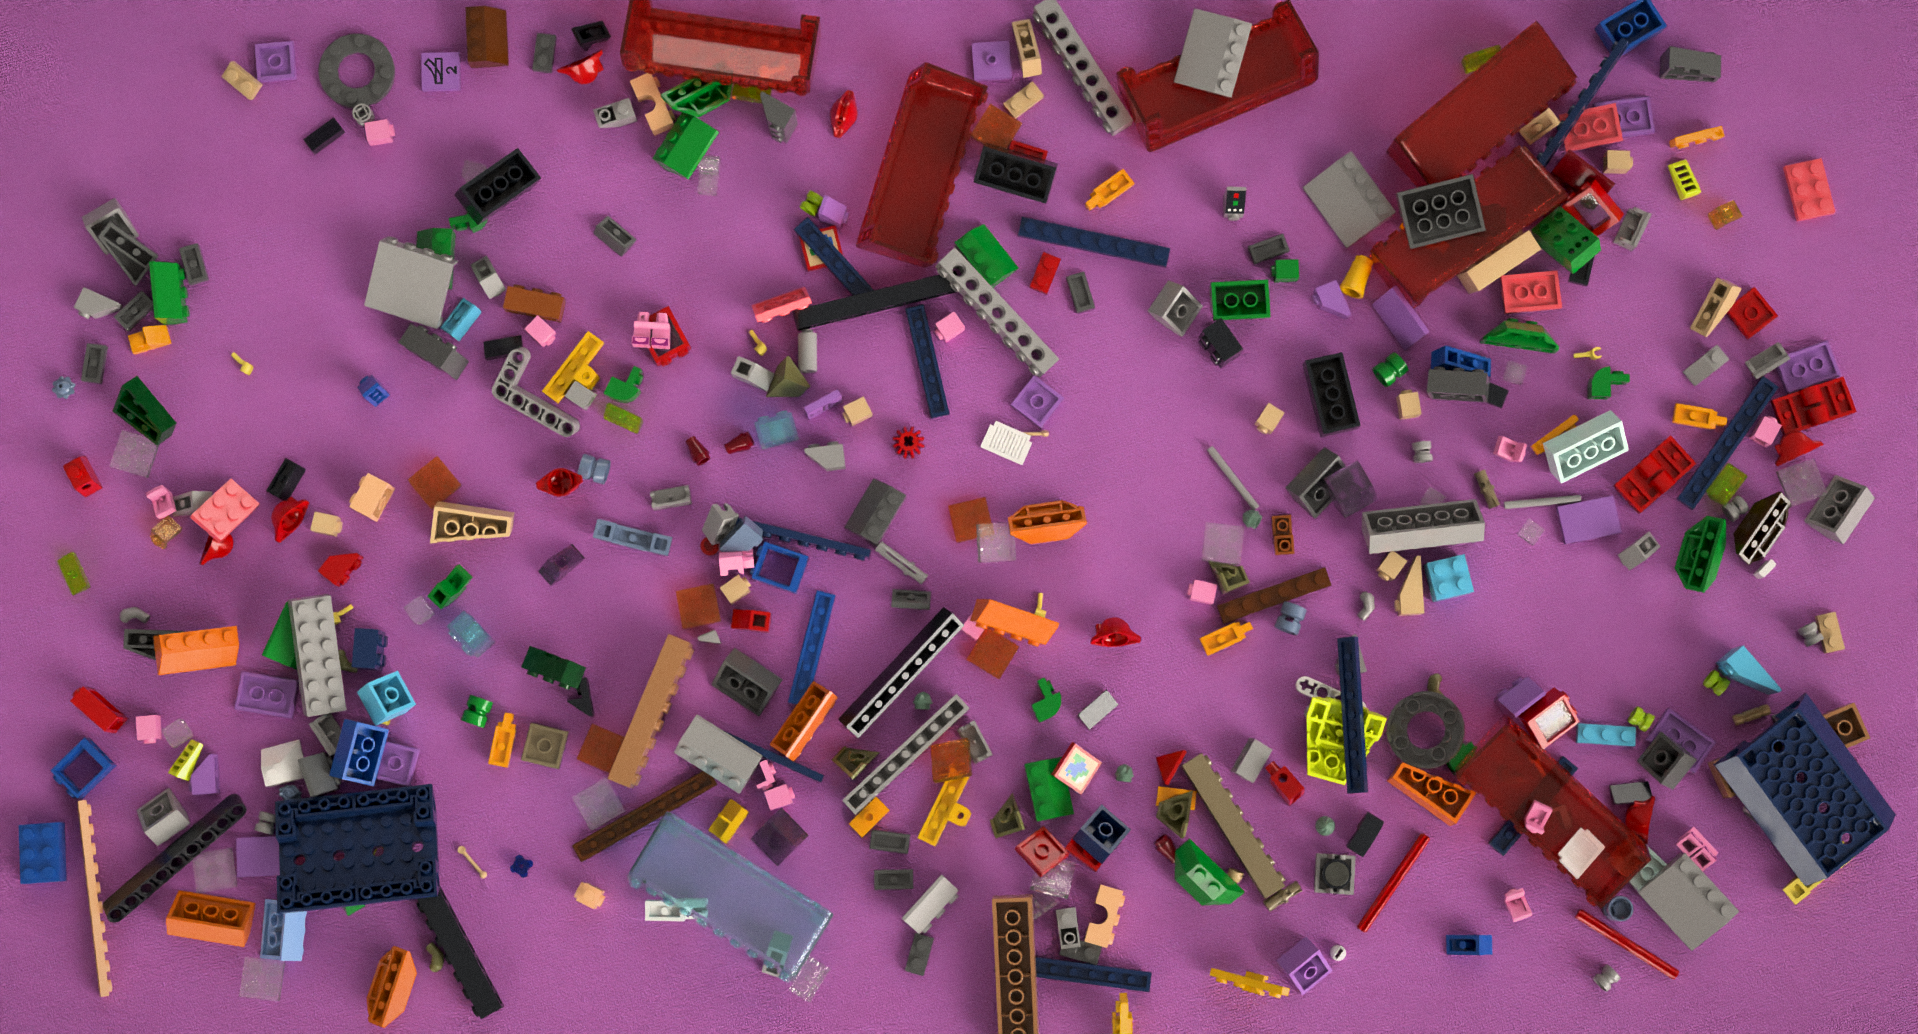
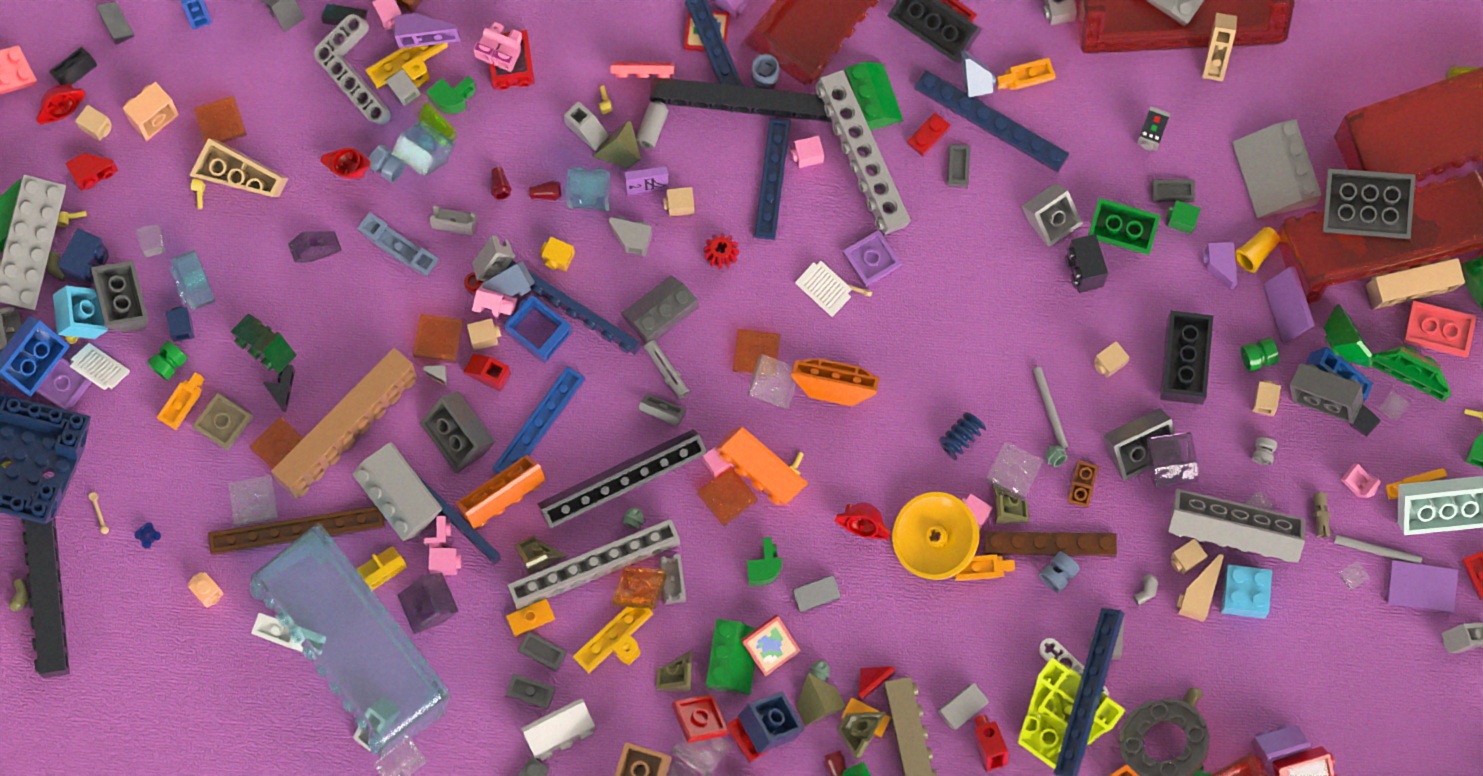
camera: 25 degrees right, 10 degrees down
(305, 425) = (115, 22): none -> slope
(414, 671) = (120, 296): none -> dark grey slope
(420, 737) = (98, 367): none -> white window
(440, 547) = (199, 186): none -> light yellow hand
(451, 587) = (192, 230): green brick -> none
(474, 674) = (180, 324): none -> dark blue brick
(575, 340) = (419, 30): none -> medium lavender slope
(621, 445) = (423, 148): none -> clear light blue brick
(770, 496) = (557, 254): none -> yellow brick
(886, 269) = (765, 71): none -> sand blue wheel
(1068, 208) = (976, 76): none -> slope
(1132, 799) = (818, 700): none -> olive slope
(1161, 628) = (917, 531): none -> yellow dish
(1168, 530) = (960, 434): none -> dark blue piece
(1265, 108) = (1220, 46): none -> tan slope
(1457, 331) = (1346, 339): none -> green wedge

